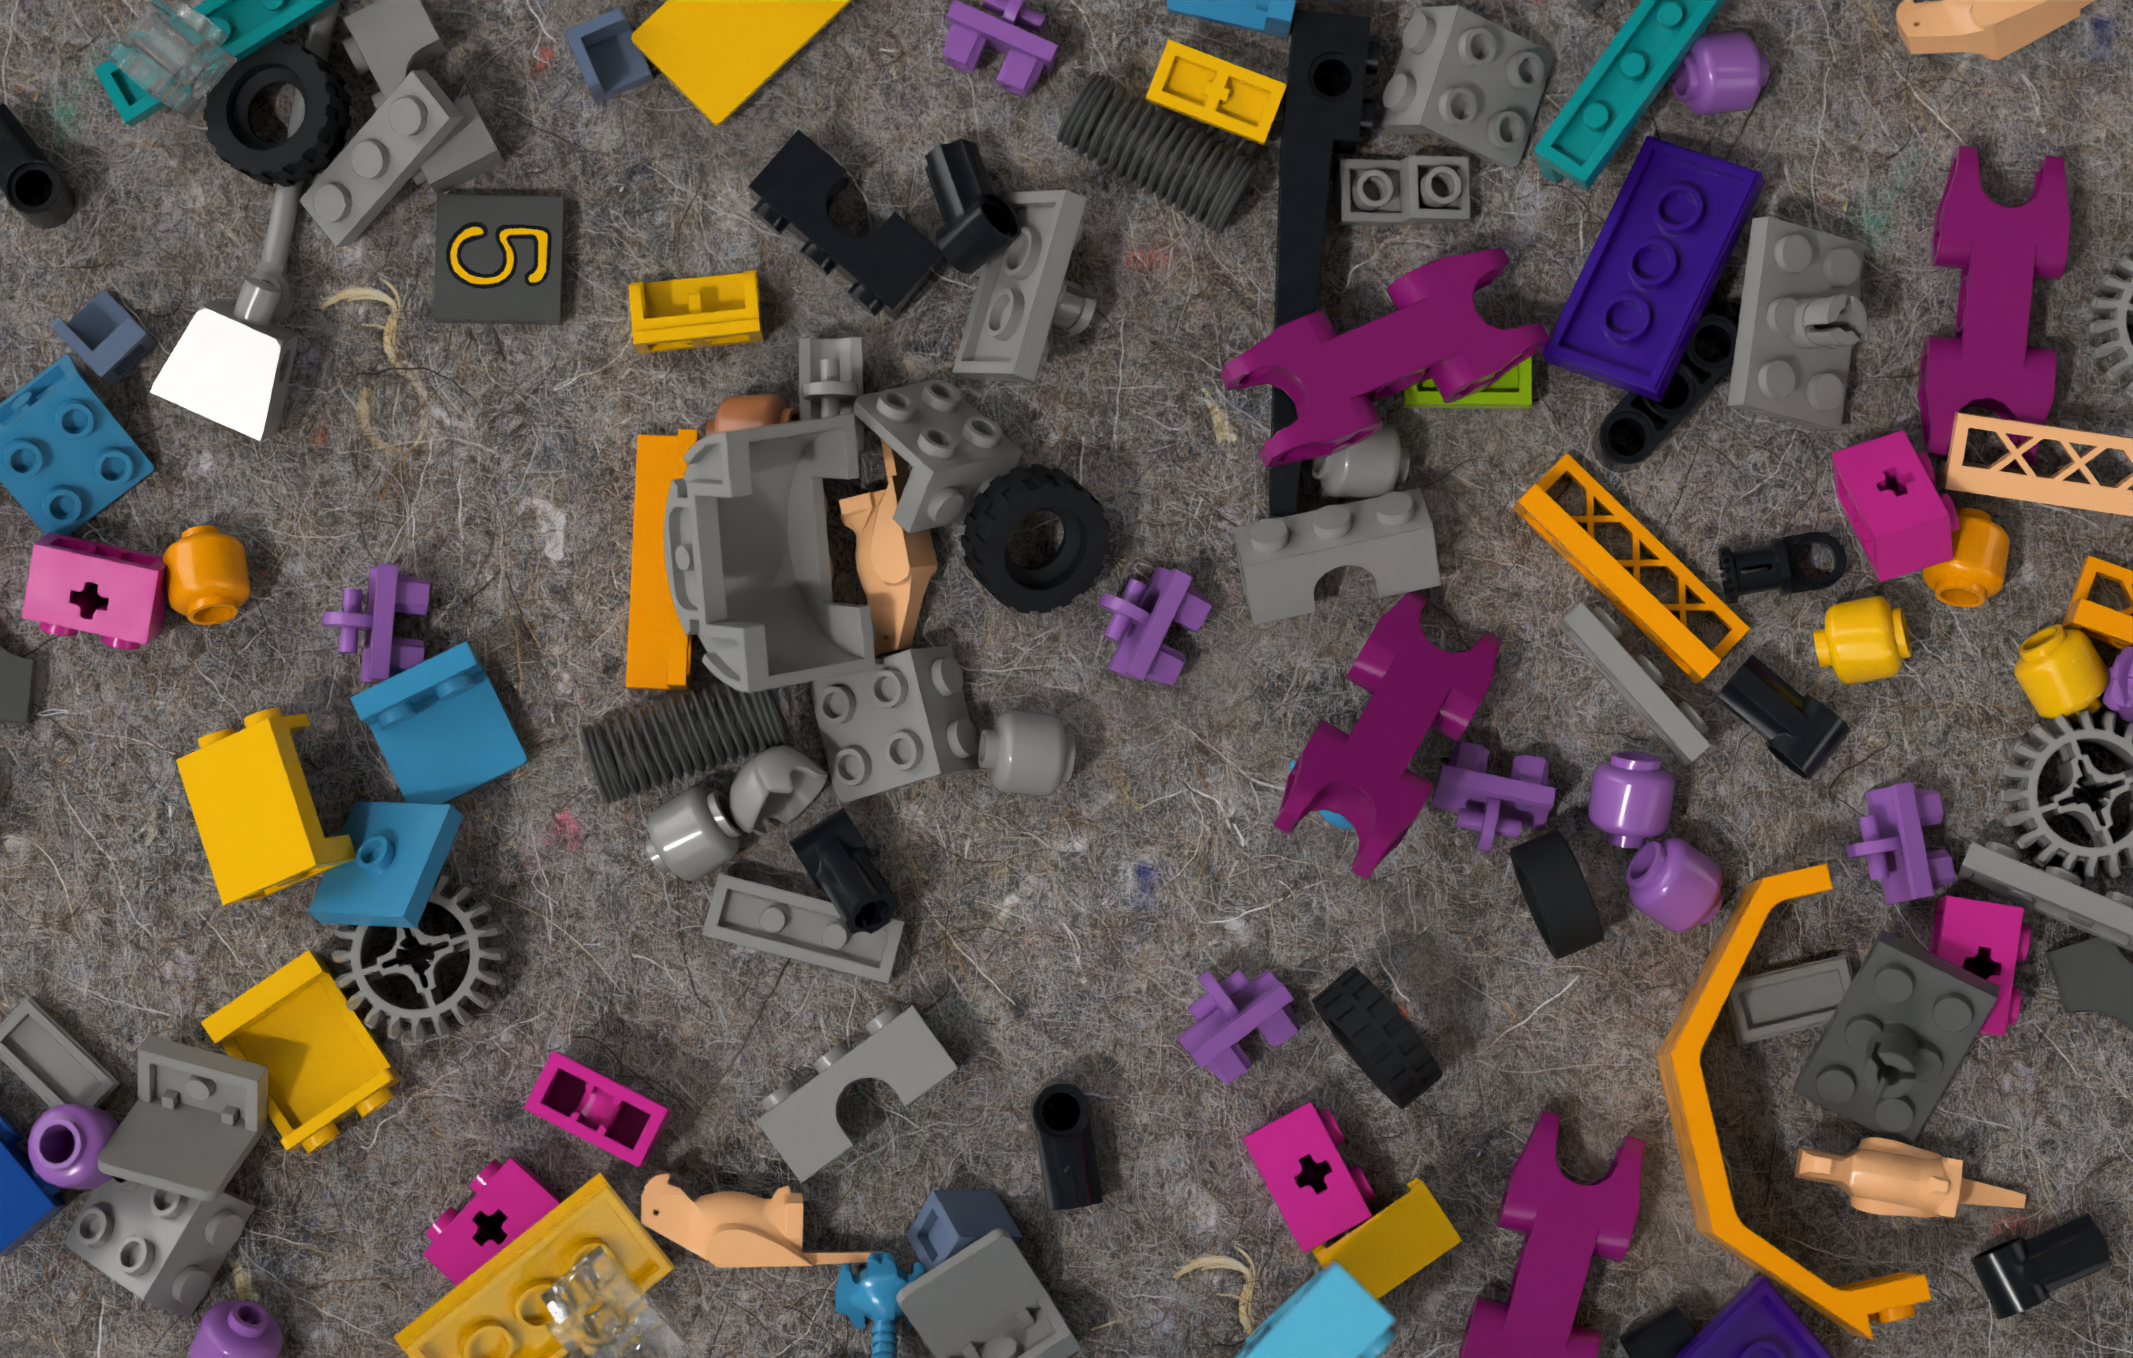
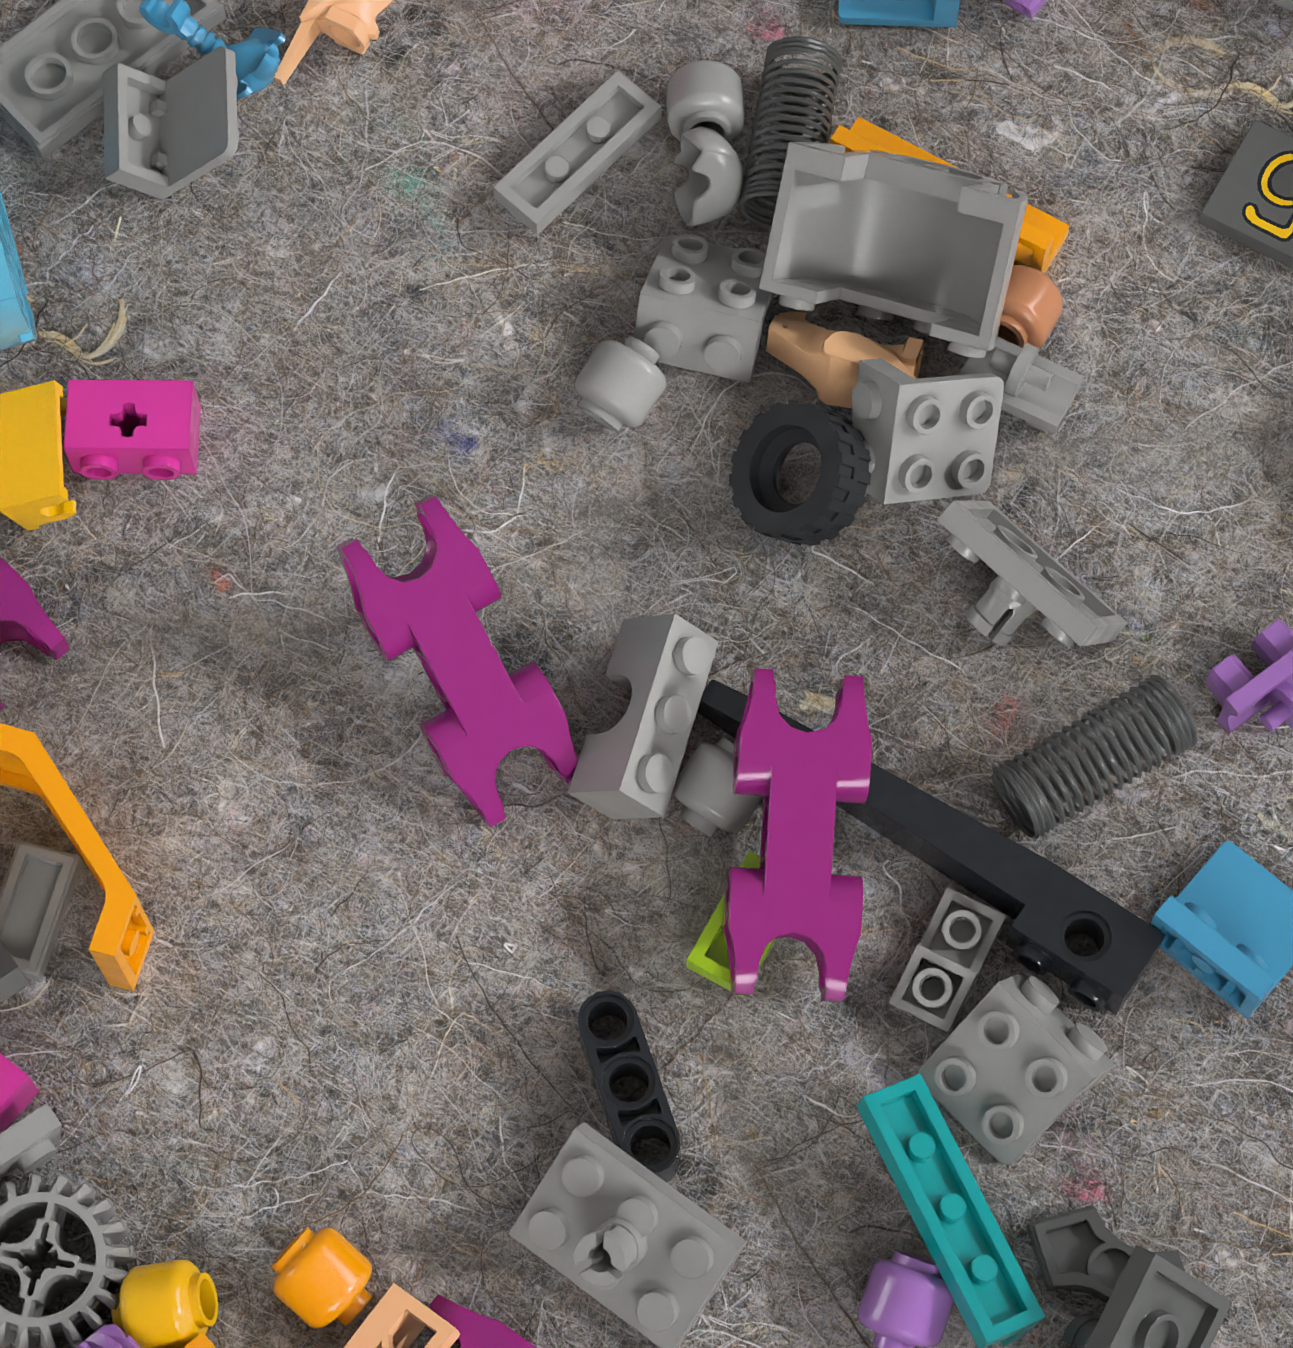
camera: 120 degrees right, 15 degrees down
(695, 312) = (1154, 320): yellow hinge -> none
(806, 1120) = (414, 81): light grey arch -> none
(842, 866) = (616, 197): black piece -> none
(882, 266) = (1210, 447): black arch -> none
(955, 1221) = (263, 151): sand blue panel -> none
(973, 216) = (1128, 570): black piece -> none
(1066, 1153) = (275, 256): black piece -> none
(1143, 620) = (653, 524): medium lavender hips -> none
(1216, 92) = (1124, 830): yellow hinge -> none
(1232, 1012) = (305, 437): medium lavender hips -> none
(1377, 1037) = (207, 525): black tyre -> none
(1494, 802) = (382, 727): medium lavender hips -> none
(1557, 894) = (237, 740): black tyre -> none
(1616, 583) = (484, 950): light orange fence -> none
(1631, 798) = (285, 859): medium lavender head -> none
(1636, 682) = (383, 918): light grey plate -> none
(1653, 268) = (751, 1134): dark purple tile -> none
(1675, 884) = (187, 855): medium lavender head -> none
(1782, 566) = (414, 1104): black connector -> none
(1795, 727) = (260, 1038): black piece -> none
(1863, 640) = (302, 1141): yellow head -> none
(1894, 505) = (405, 1225): dark pink brick -> none
(1896, 843) = (129, 1086): medium lavender hips -> none

